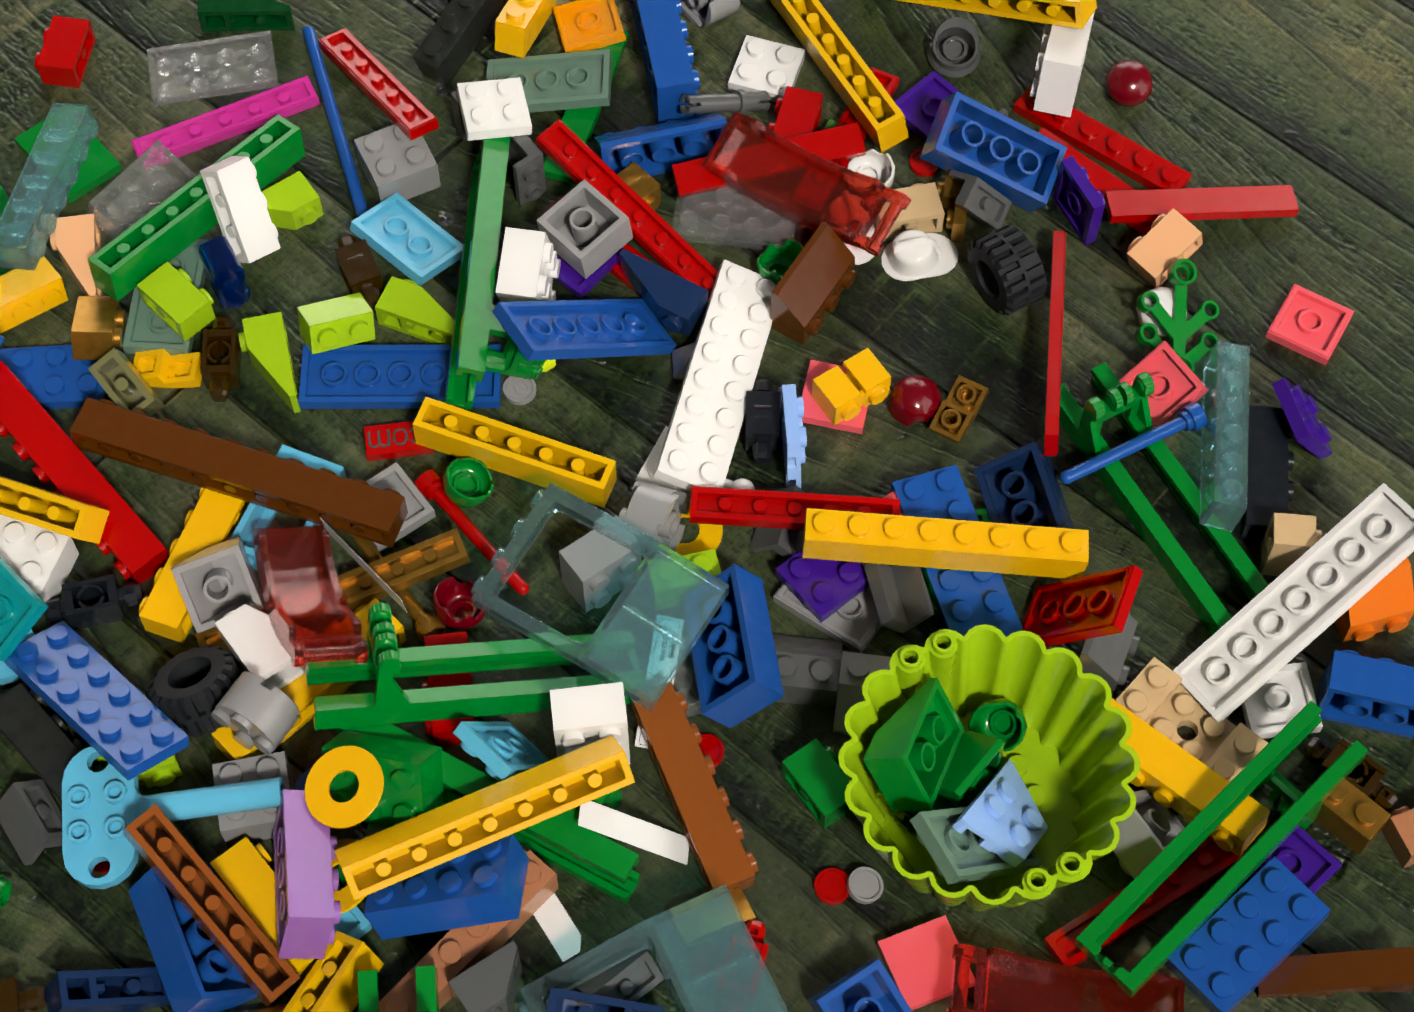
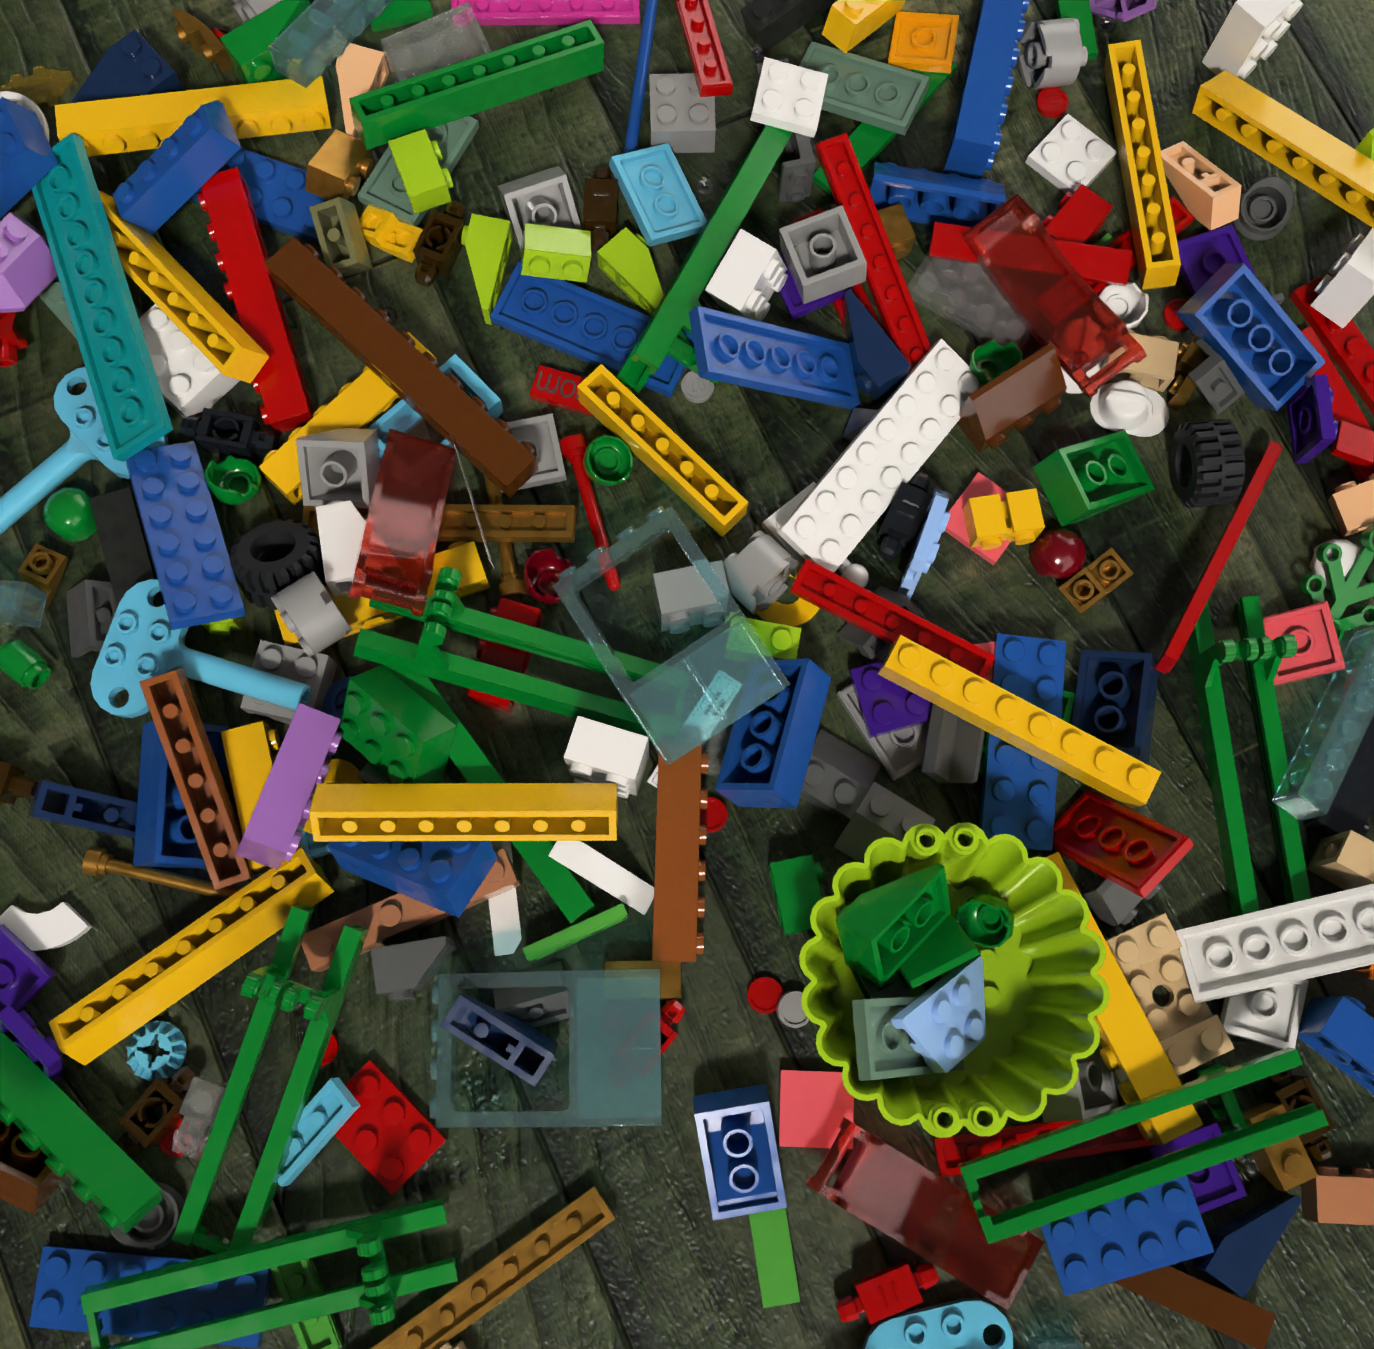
camera: 20 degrees right, 15 degrees up
(117, 640) = (233, 480): none -> green hair
(224, 272) = (475, 160): clear blue brick -> none
(241, 208) = (514, 102): white brick -> none
(293, 202) = (563, 113): lime slope -> none
(299, 283) = (539, 200): none -> light grey slope
(368, 795) = (373, 739): yellow gear -> none
(499, 747) = (521, 744): medium azure plate -> none
(632, 901) = (575, 933): none -> bright green tile
(727, 31) = (1052, 102): none -> red piece
(736, 101) = (1026, 180): dark grey pin -> none
(893, 49) = (1202, 186): none -> light nougat slope
(913, 324) = (1092, 477): none -> green slope
(1190, 418) = (1314, 689): blue piece -> none
(1359, 914) = (1246, 1243): none -> dark blue slope

